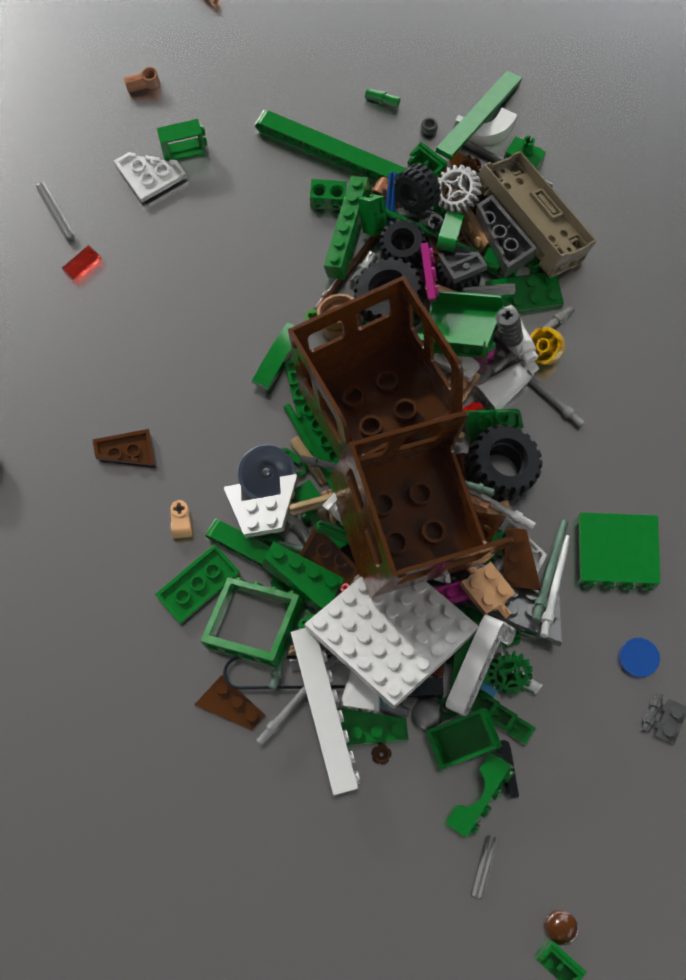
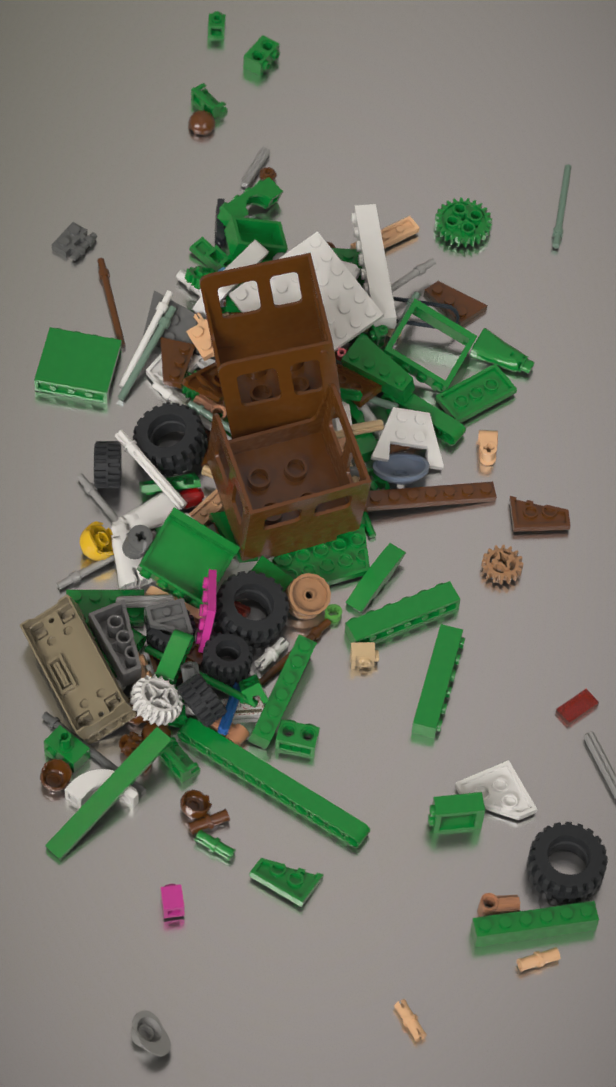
camera: 175 degrees left, 15 degrees down
(79, 97) = (561, 885): none -> black tyre
(107, 46) = (538, 959): none -> light nougat pin
(110, 68) = (534, 924): none -> green brick
(118, 829) = (558, 230): none -> sand green bar
(164, 382) = (500, 567): none -> medium nougat gear
(175, 639) = (495, 350): none -> green piece
(209, 264) = (437, 681): none -> green brick
(223, 839) = (463, 222): none -> green gear
(234, 452) = (430, 496): none -> reddish brown plate
(248, 322) = (403, 614): none -> green brick
(280, 278) = (363, 654): none -> tan brick
(307, 791) = (396, 232): none -> light nougat plate
(318, 78) = (286, 881): none -> green wing
(391, 115) = (209, 821): none -> reddish brown pin
(404, 123) = (195, 804): none -> reddish brown hair
(408, 44) = (172, 901): none -> dark pink brick
(429, 126) = (167, 804): dark grey plate -> none
(473, 858) = (267, 172): none -> reddish brown plate
(514, 417) = (131, 447): none -> white axle
(528, 127) = (55, 775): none -> reddish brown hair
(558, 424) = (107, 464): none -> black tyre
(620, 677) = (104, 276): none -> reddish brown bar
(639, 657) = (82, 286): blue tile -> none

